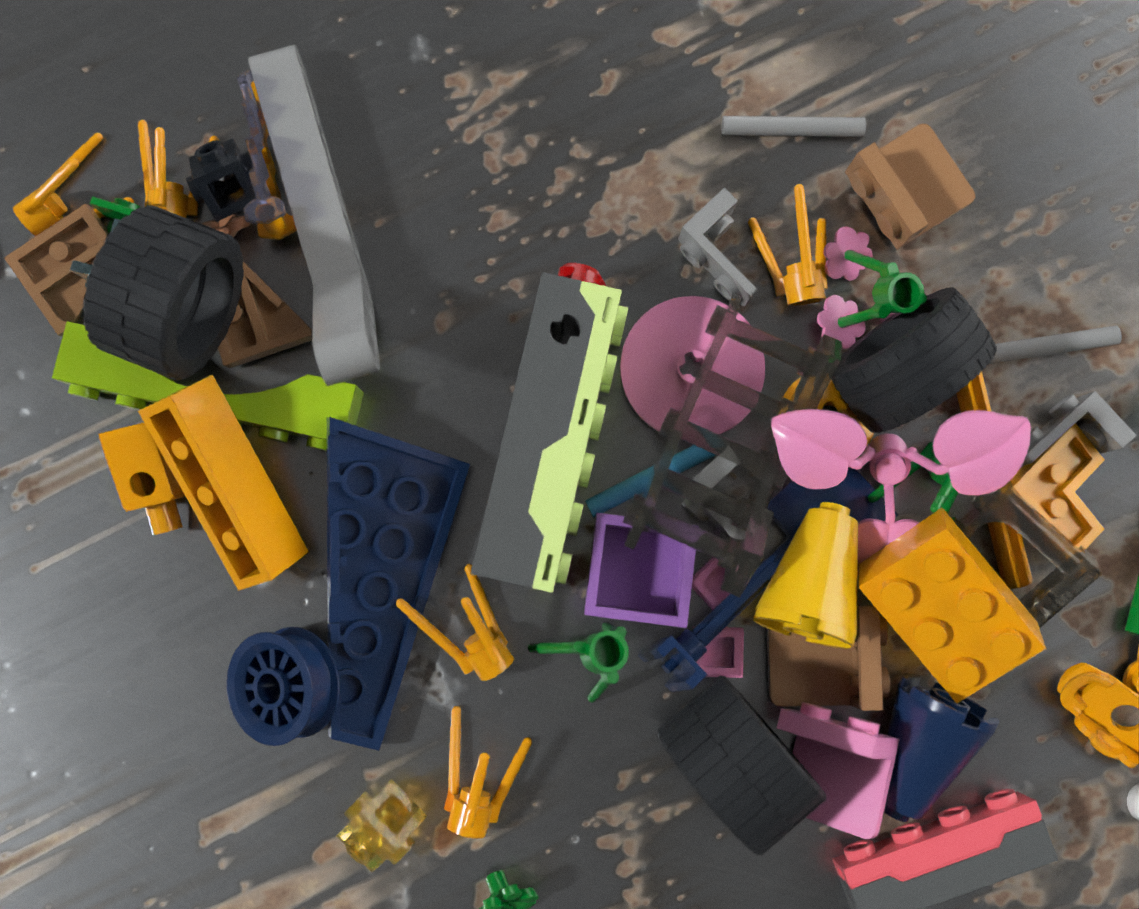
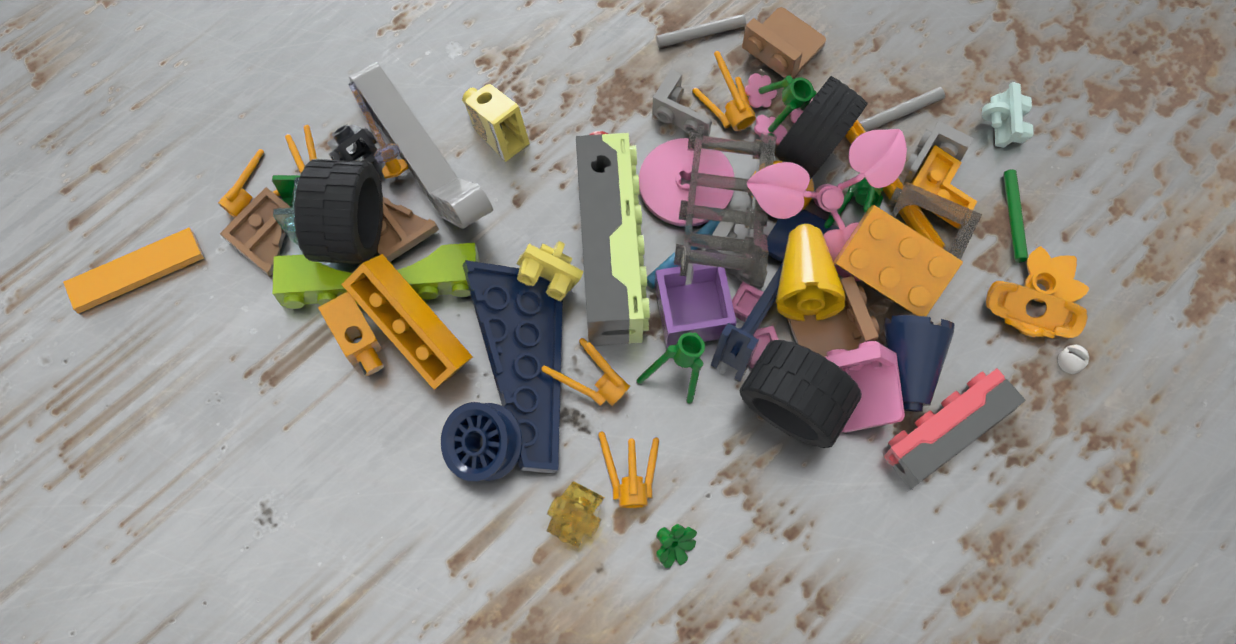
camera: 15 degrees left, 15 degrees down
(442, 192) = (487, 111): none -> light yellow torso
(463, 476) = (551, 265): none -> light yellow hips

